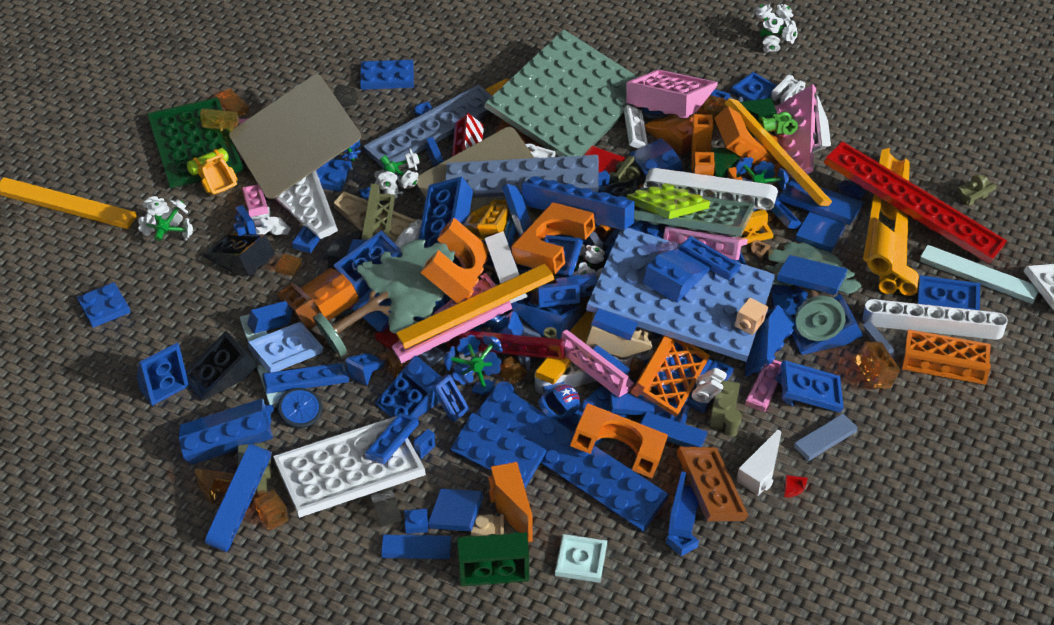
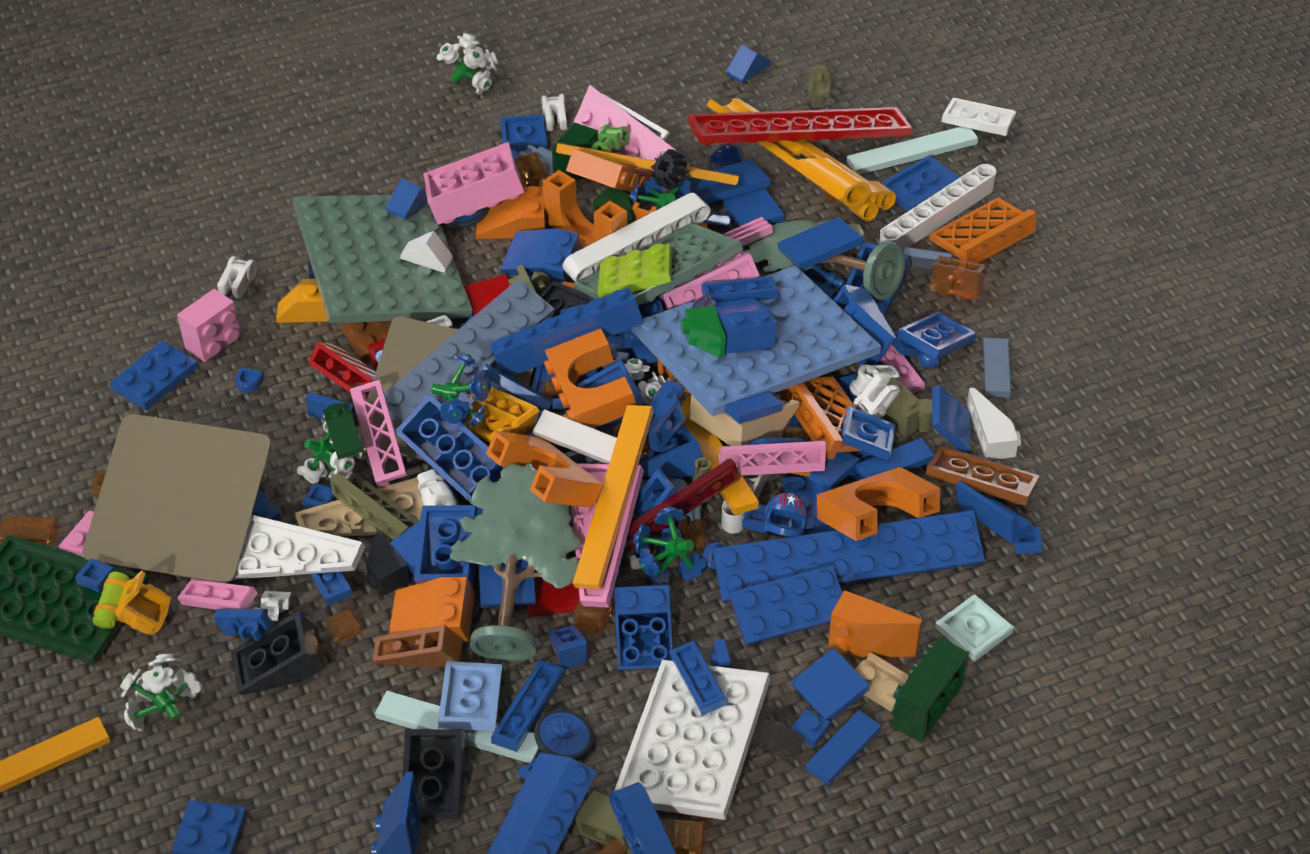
camera: 50 degrees left, 0 degrees up
(218, 142) = (94, 575): none -> blue plate
(219, 119) = (57, 550): clear yellow plate -> none
(269, 317) = (412, 683): blue piece -> none
(400, 161) = (342, 430): none -> dark green slope
(420, 179) = (371, 437): none -> bright pink fence
(435, 123) = (285, 383): sand blue plate -> none
(437, 66) = (209, 325): none -> bright pink brick
(447, 399) = (689, 598): blue tile -> none
(478, 189) = (459, 403): none -> blue plant
(491, 54) = (237, 276): none -> white piece
(591, 112) = (428, 252): none -> white slope
(622, 73) = (406, 199): none -> blue slope
(635, 127) = (474, 241): white tile -> none
(642, 255) = (704, 330): none -> green slope
(675, 400) = (868, 433): none -> blue tile
(735, 374) = (867, 373): none -> white piece
(740, 436) = (951, 419): none -> blue tile
(751, 316) = (846, 309): light nougat brick -> none
(777, 161) = (670, 169): none -> black gear
(791, 240) = (751, 231): none -> bright pink tile
(794, 485) = (1029, 424): red tile -> none
(951, 146) = (746, 64): none -> slope

